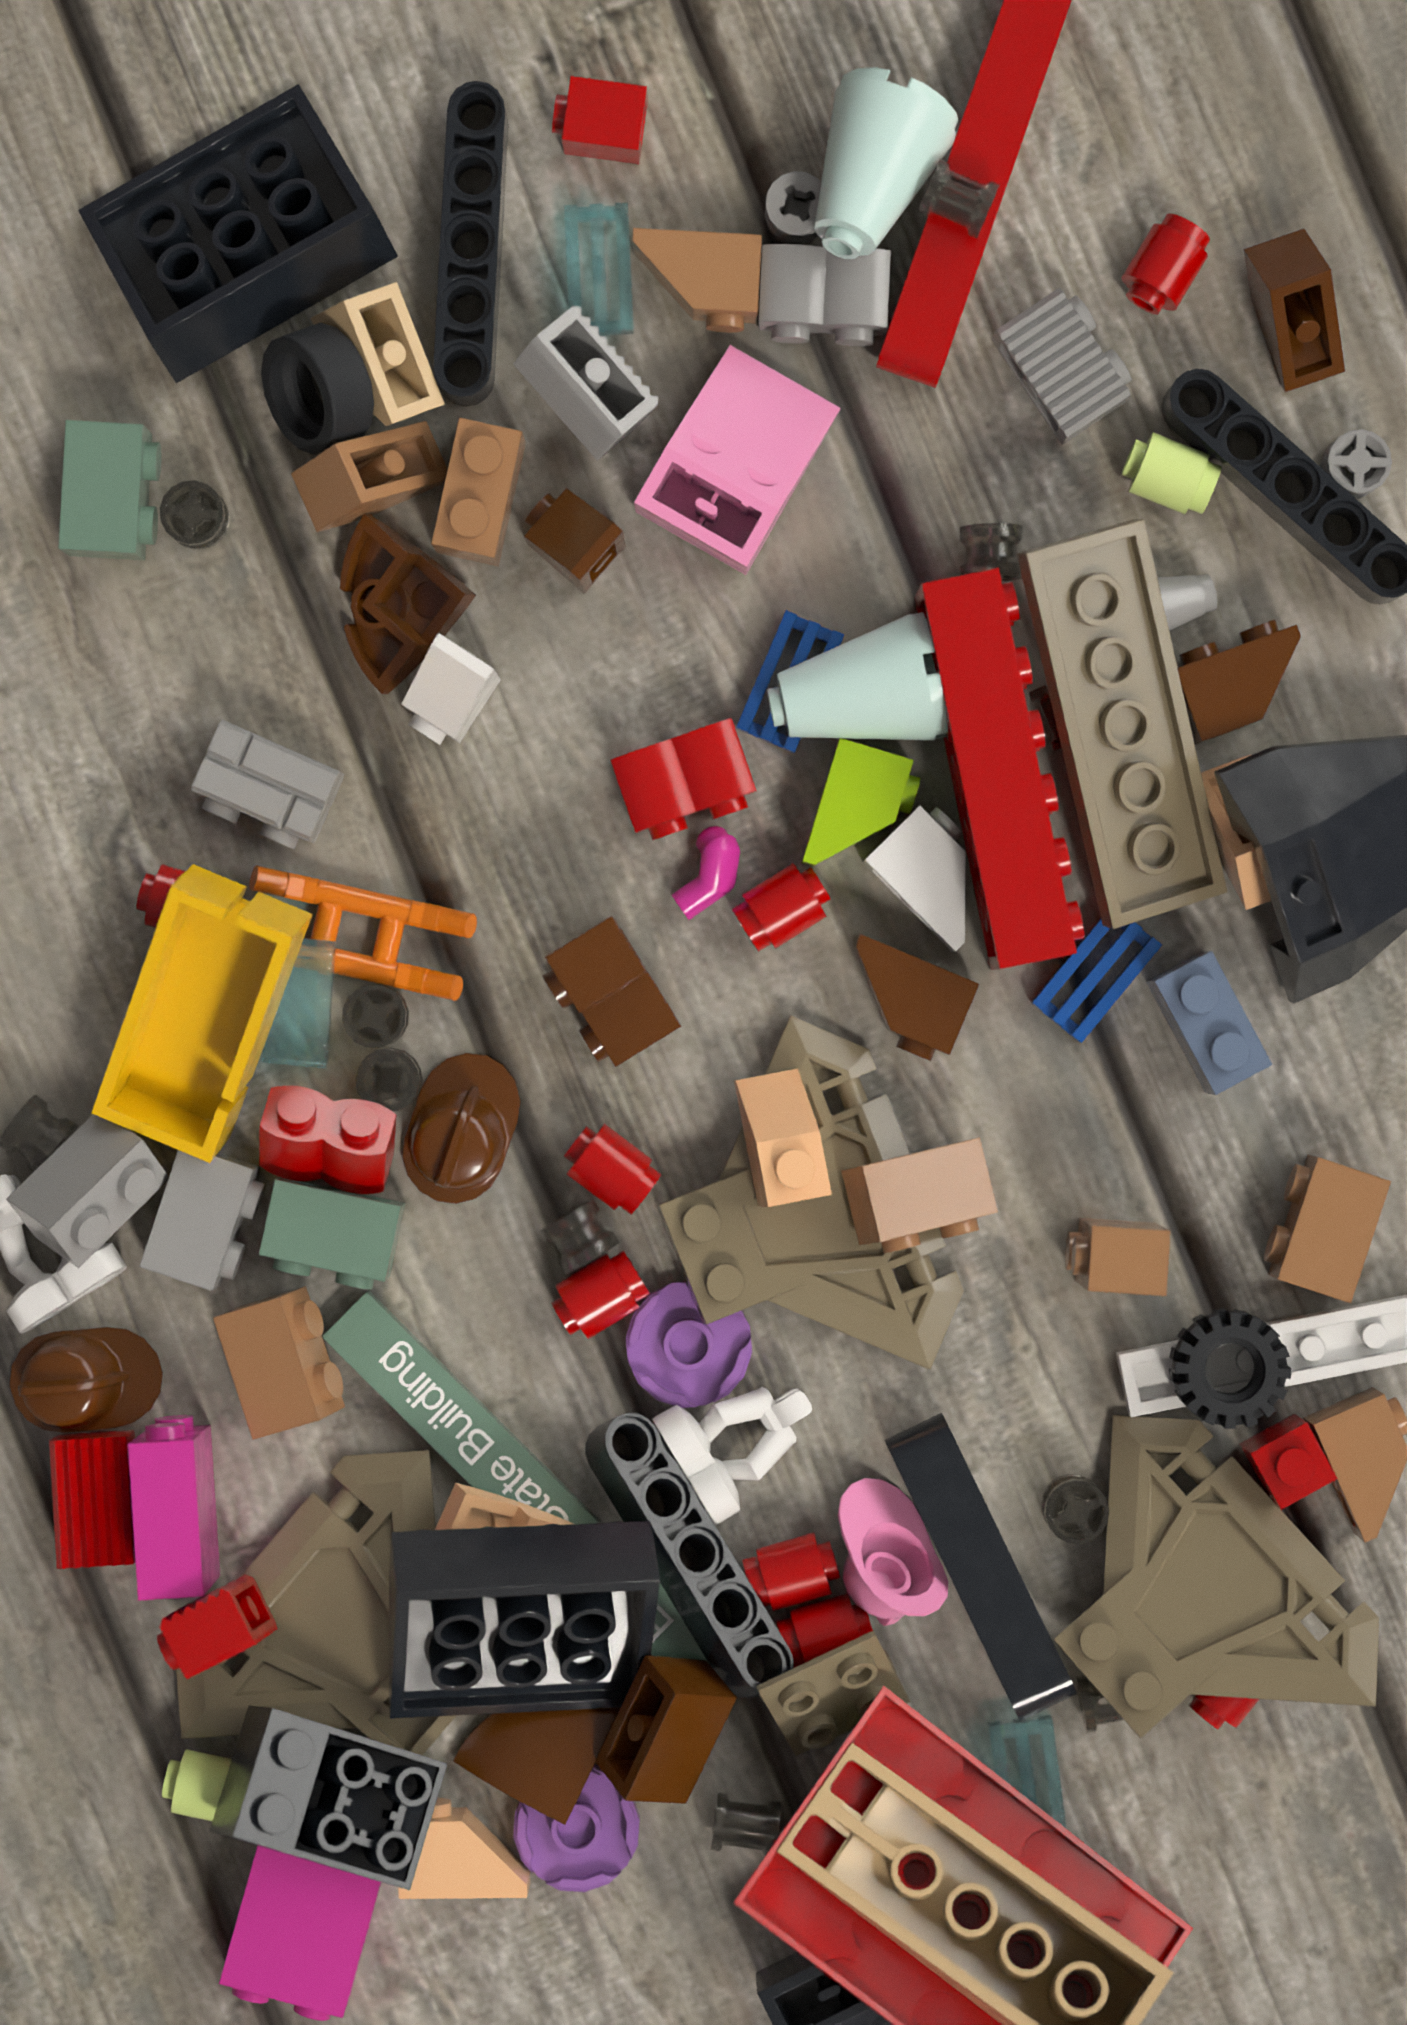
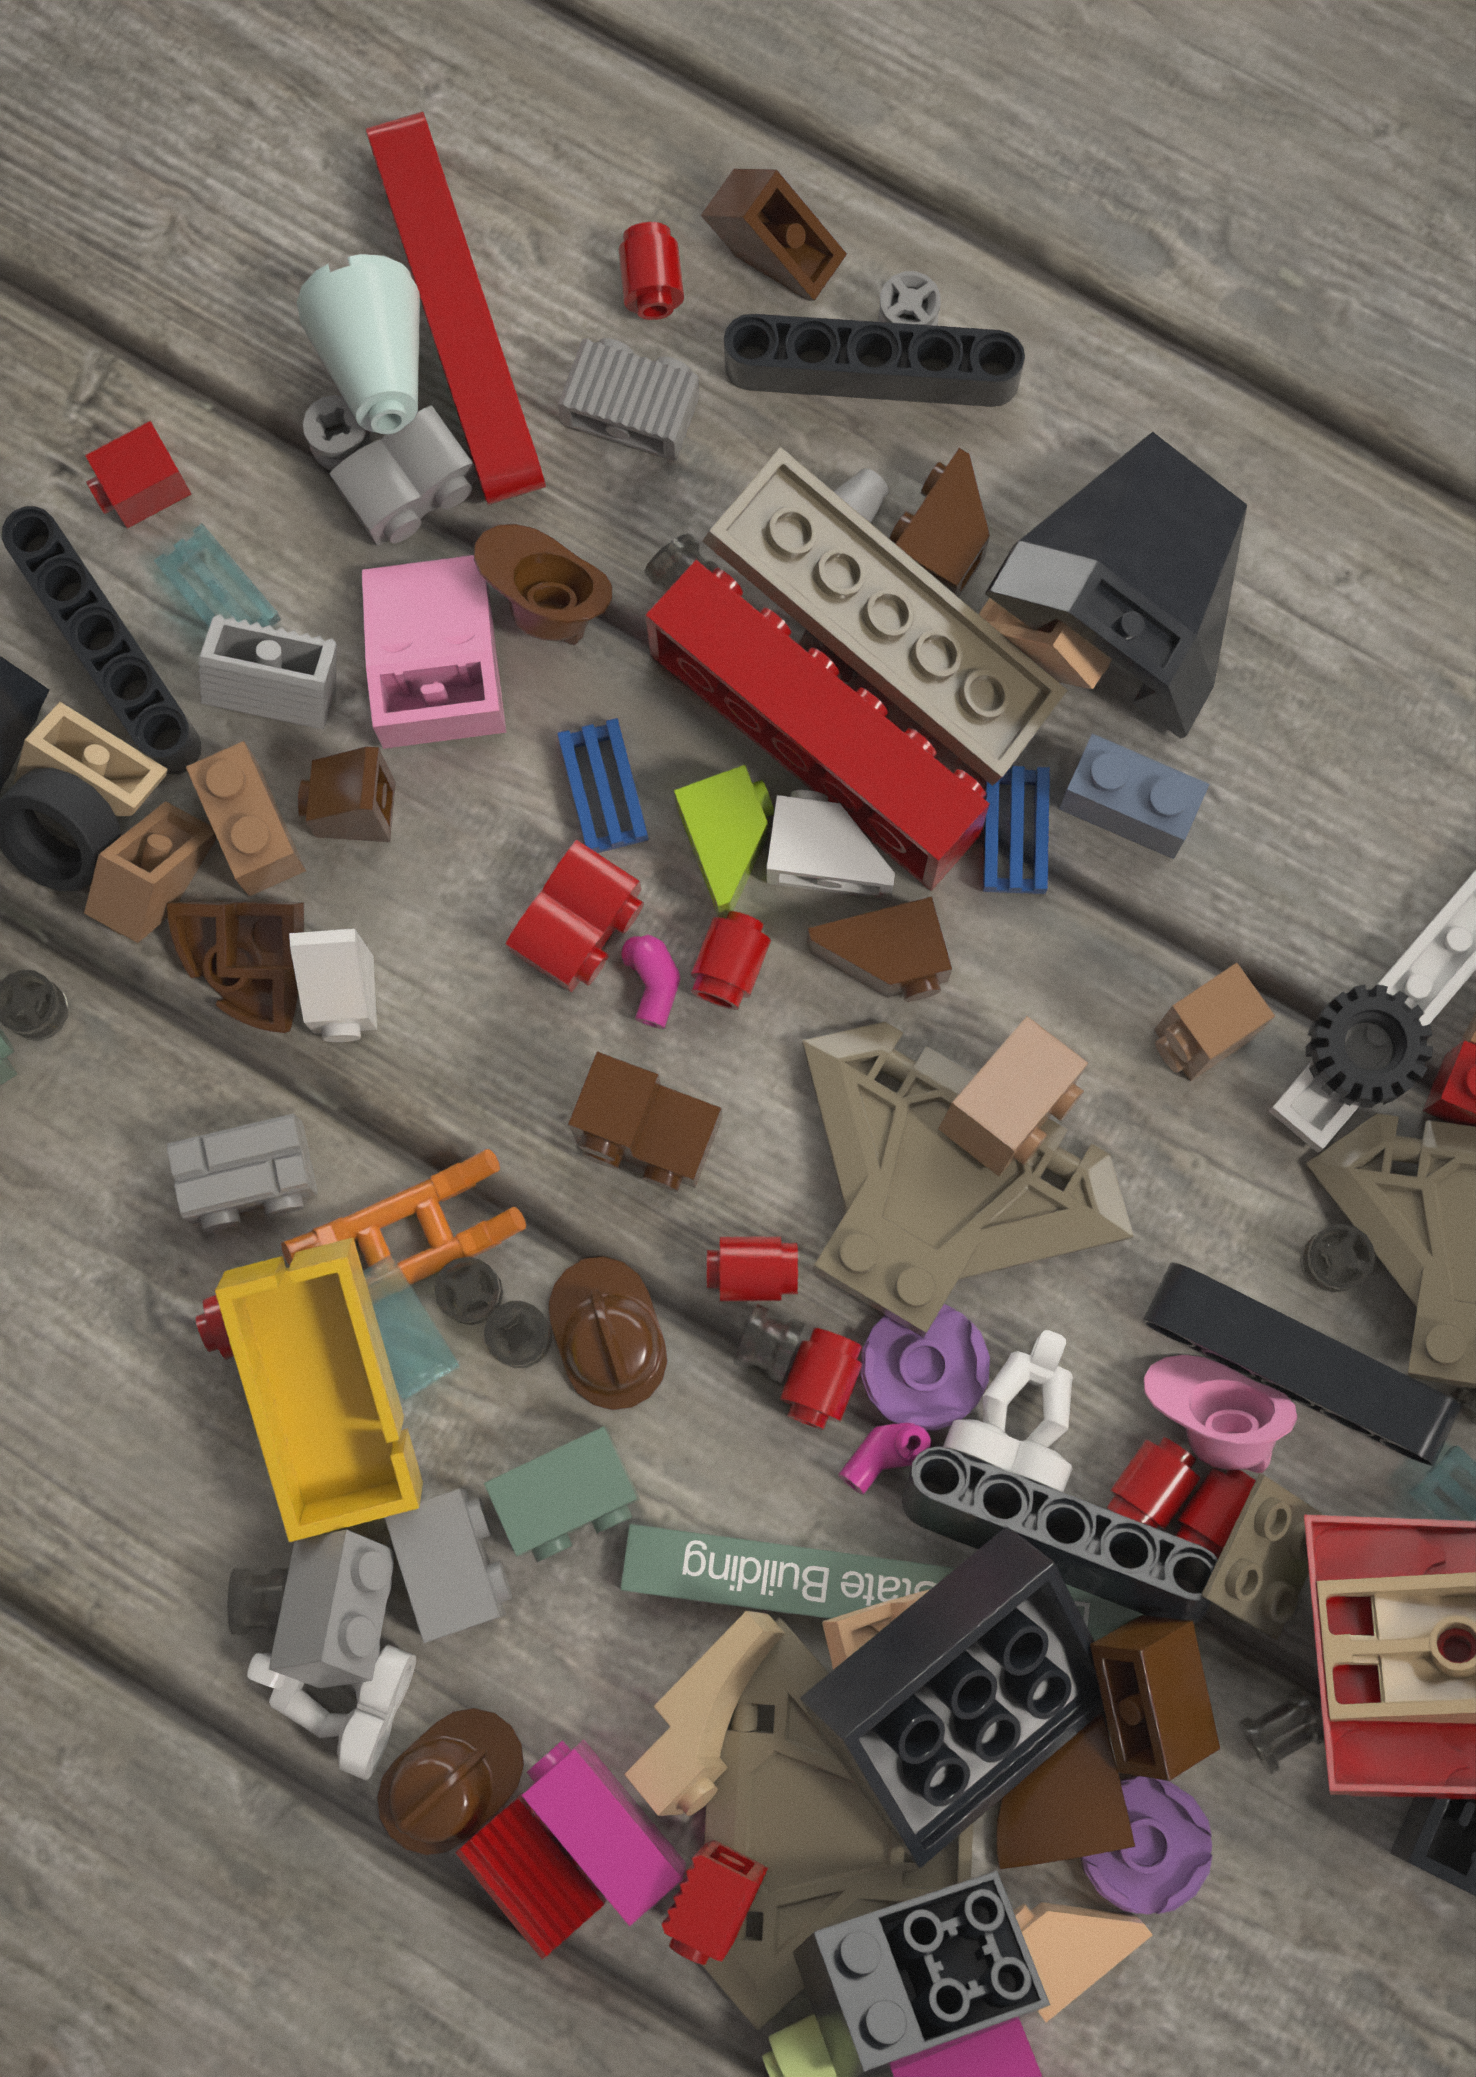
camera: 35 degrees left, 10 degrees down
(280, 1362) = (601, 1635): medium nougat brick -> none
(310, 1475) = (686, 1761): none -> tan slope
(318, 1138) = (501, 1420): red brick -> none
(608, 1385) = (884, 1449): none -> dark pink arm
(706, 273) = (300, 529): medium nougat slope -> none
(782, 1139) = (873, 1136): light nougat slope -> none
(866, 688) = (666, 736): light aqua cone -> none
(869, 473) = (546, 584): none -> reddish brown piece
(958, 198) = (453, 324): clear smoke bush -> none
(1171, 474) = (775, 415): yellowish green brick -> none
(1326, 1227) = (1352, 884): medium nougat brick -> none

